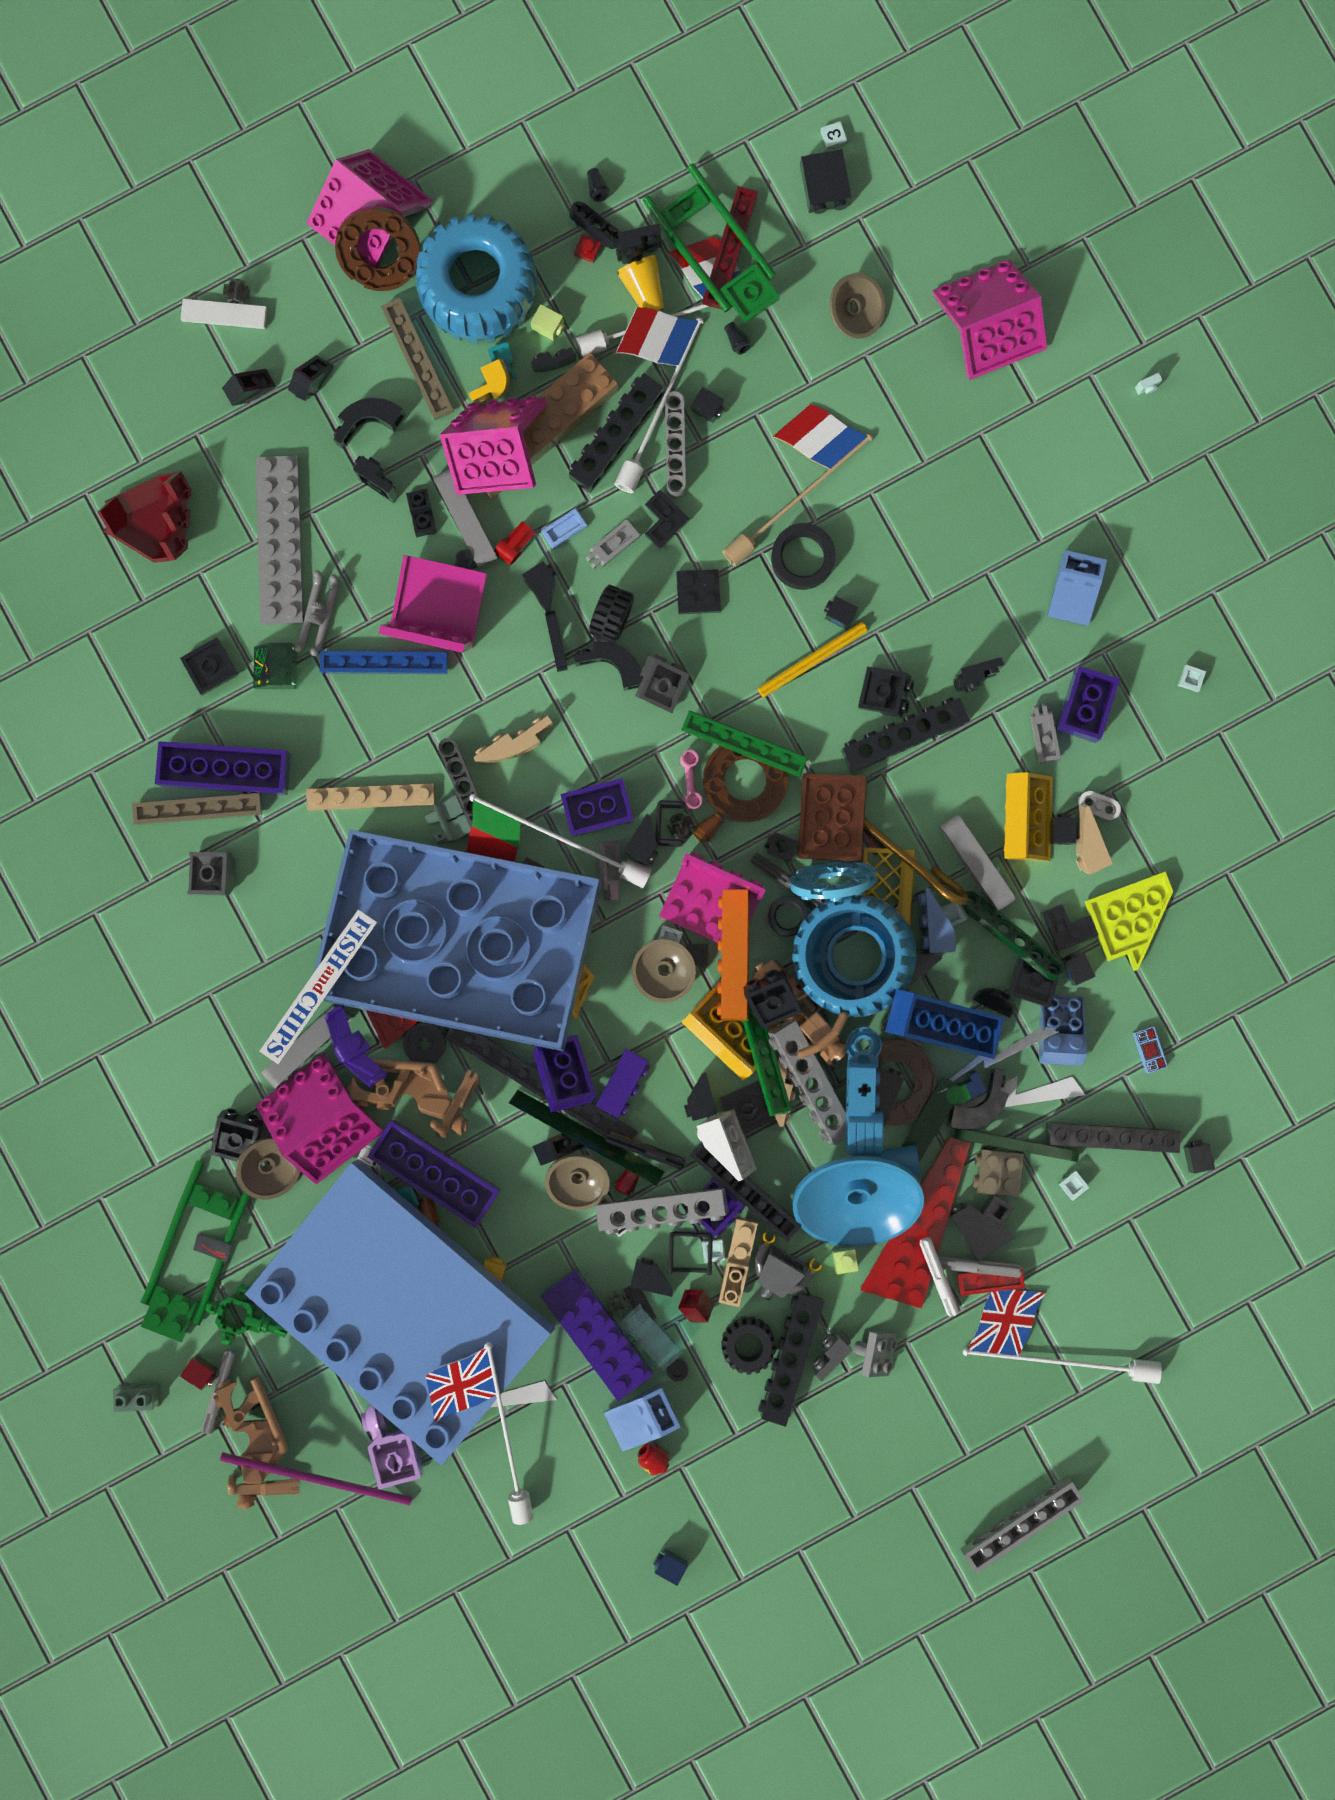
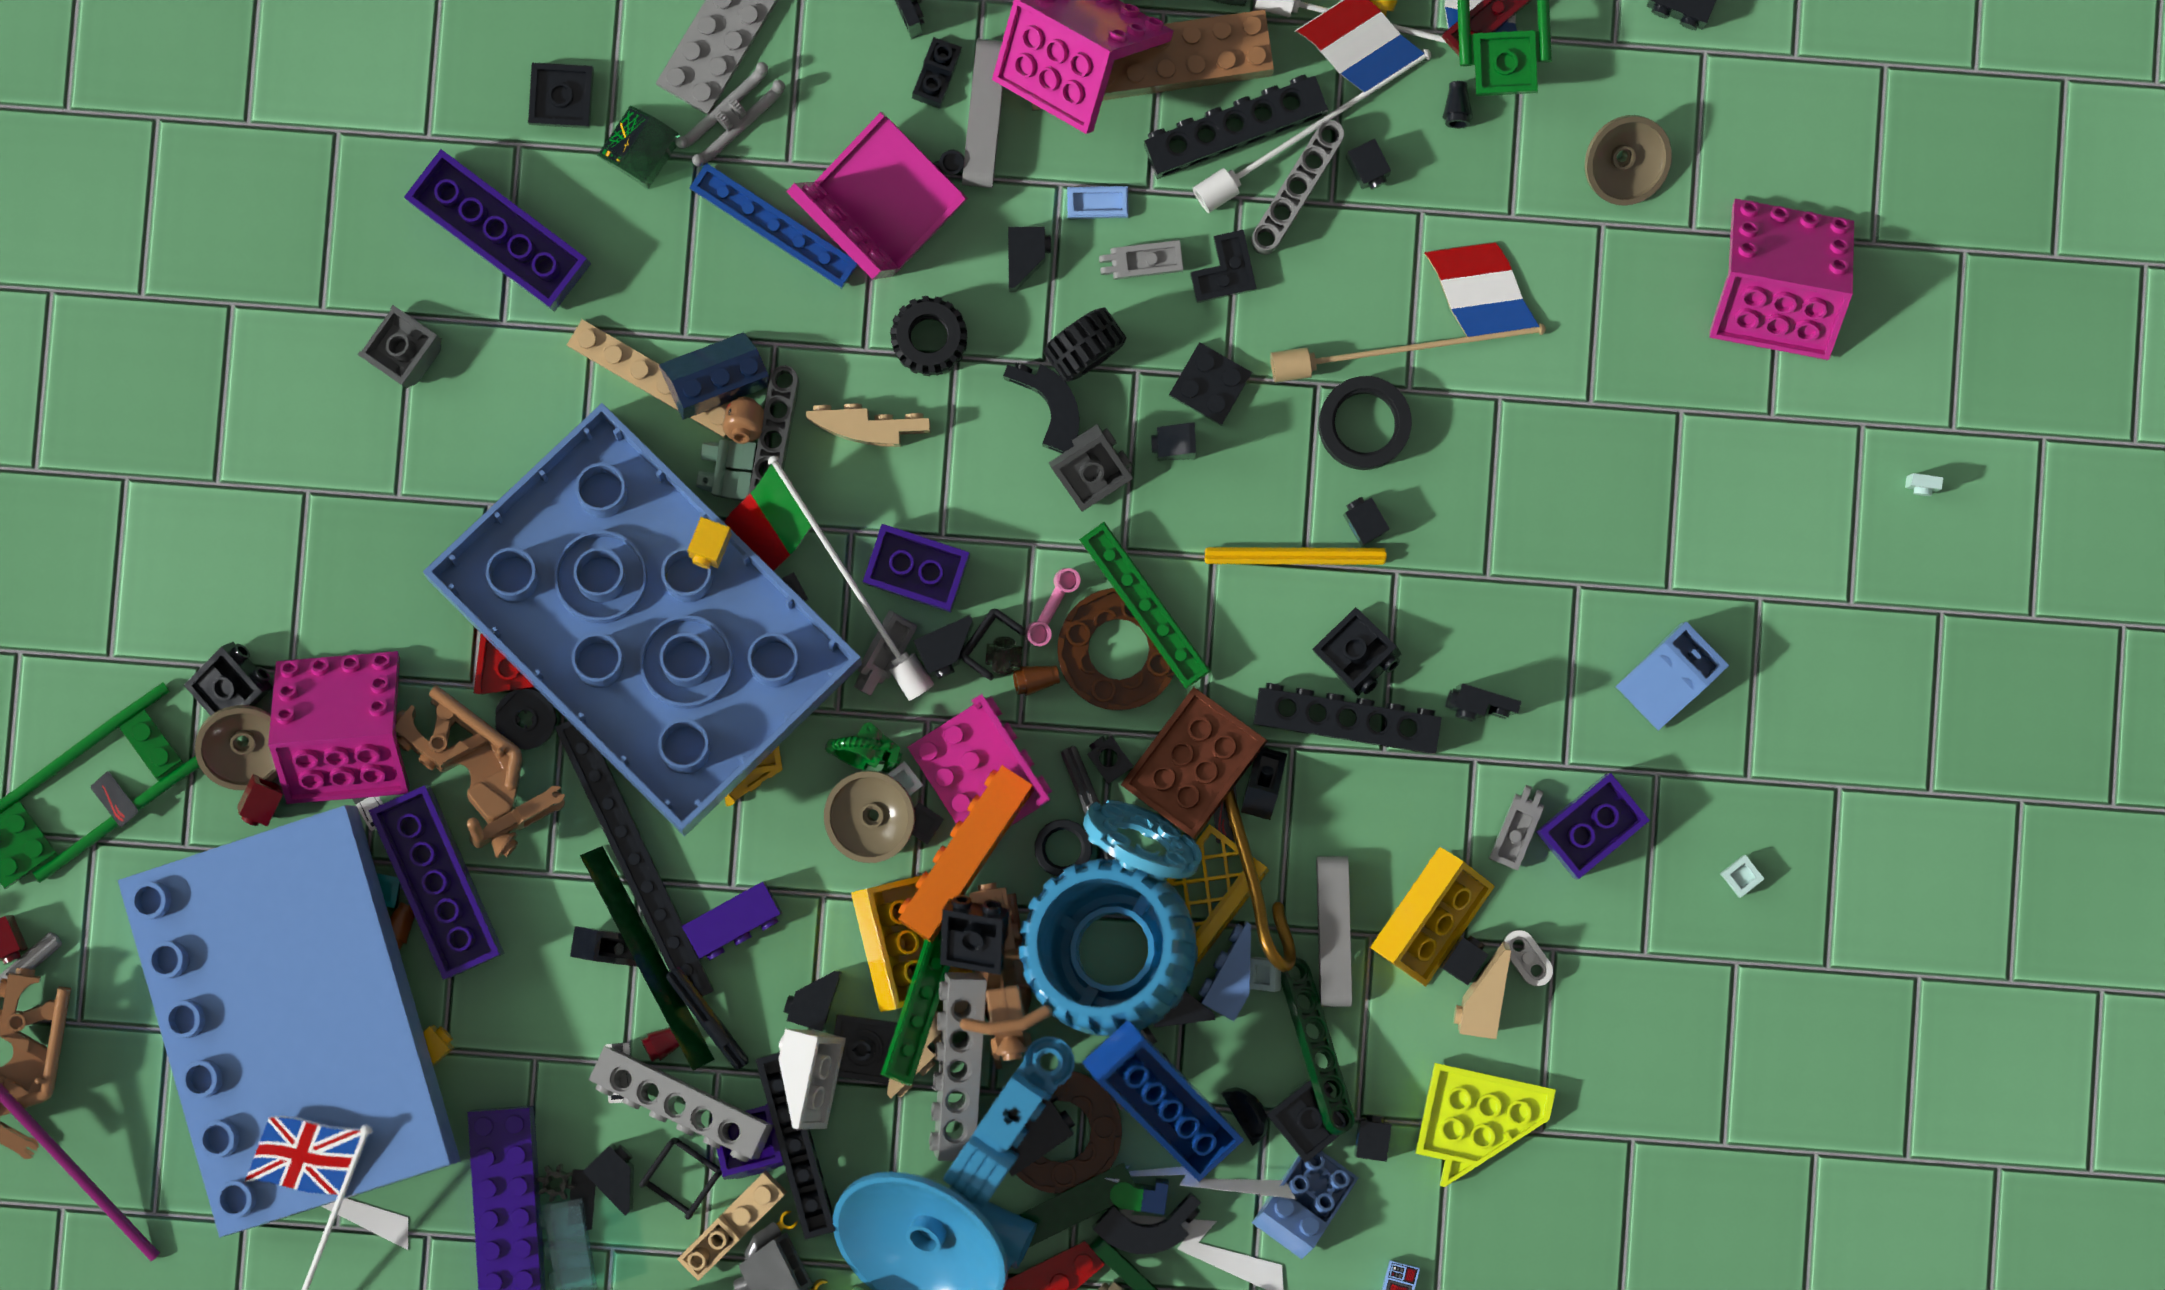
camera: 30 degrees right, 0 degrees up
(197, 809) = (435, 259): dark tan plate -> none
(255, 1320) = (108, 920): green piece -> none
(299, 1193) = (259, 801): none -> dark red brick
(301, 1051) = (383, 629): light grey beam -> none
(318, 987) = (441, 569): white sticker -> none
(352, 1048) = (434, 667): dark purple plate -> none
(391, 1452) = (170, 1184): lavender brick -> none
(406, 771) = (715, 375): none -> dark blue slope
(439, 786) = (743, 420): none -> medium nougat head
(466, 869) = (709, 543): none -> yellow brick
(509, 651) = (922, 310): none -> black tyre
(511, 547) = (1017, 184): red piece -> none
(556, 641) = (998, 333): black beam -> none
(564, 1075) = (668, 866): dark purple brick -> none
(574, 1190) = (592, 1013): dark tan dish -> none
(636, 932) = (866, 749): none -> green piece
(696, 1306) = (647, 1246): dark red panel -> none
(700, 637) = (1175, 442): none -> black slope
(718, 1251) = (716, 1196): light aqua tile -> none
(881, 803) = (1264, 783): none -> black slope
(1066, 933) = (1386, 1088): black plate -> none

